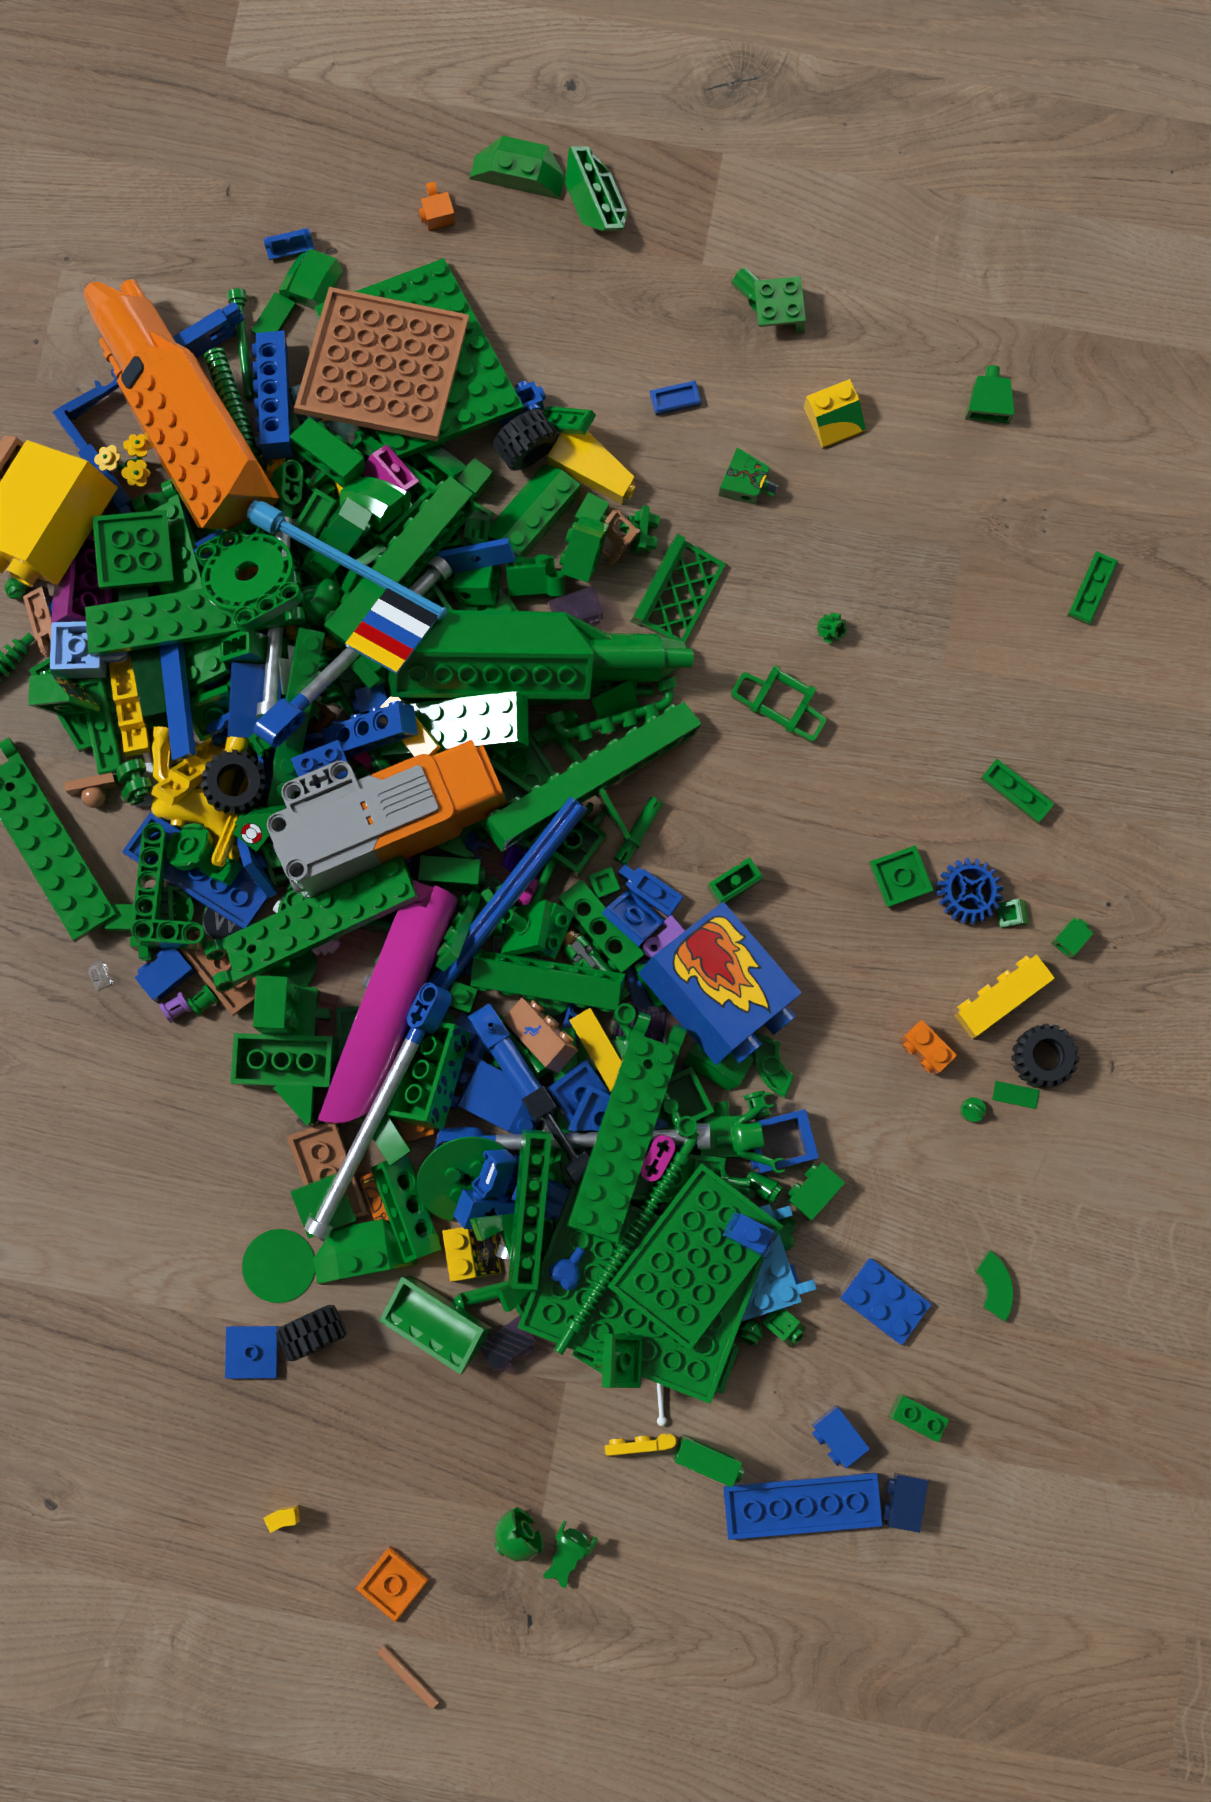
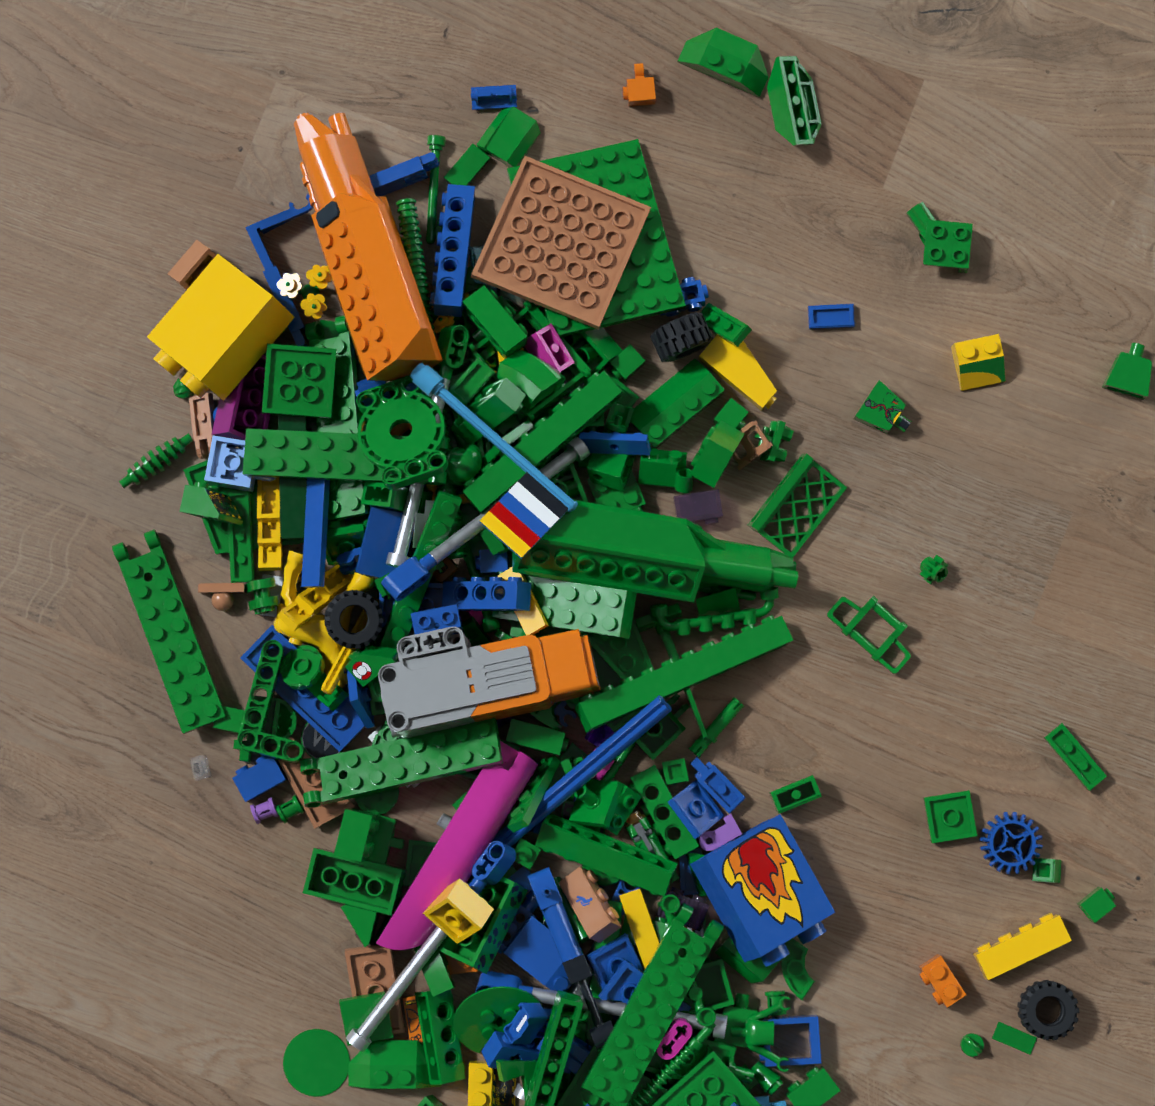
camera: 20 degrees right, 5 degrees up
(400, 1065) = (459, 911): none -> yellow slope

